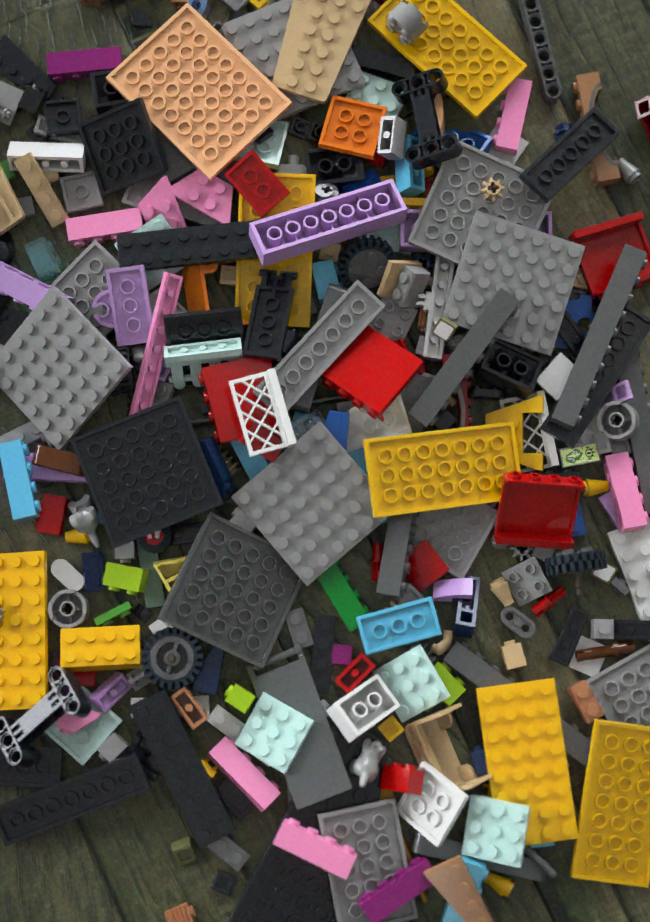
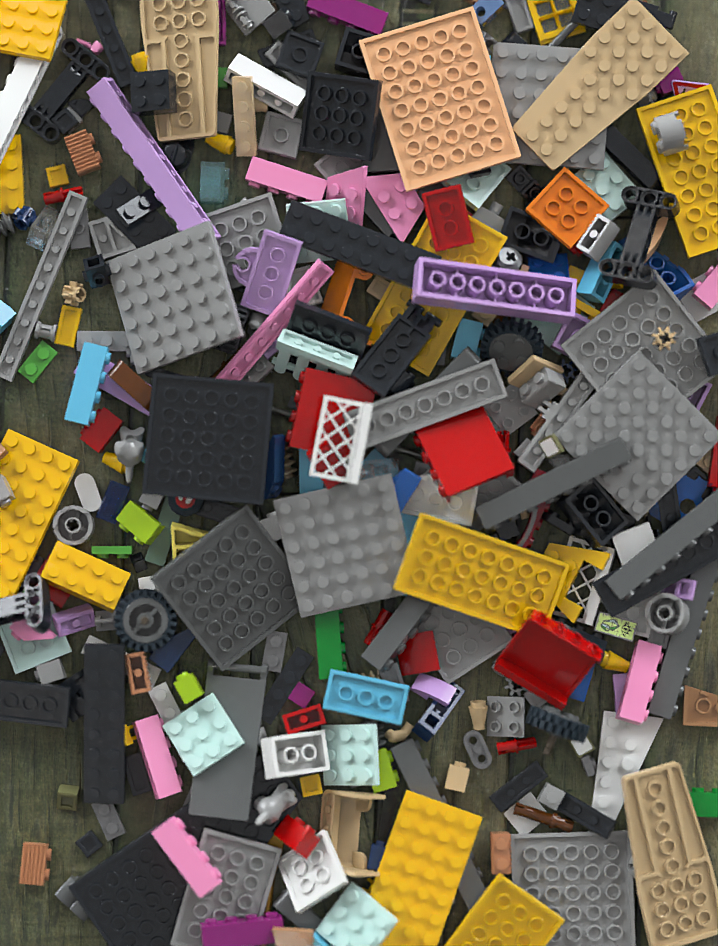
camera: 25 degrees right, 5 degrees up
(34, 223) = (222, 143): none -> yellow cone

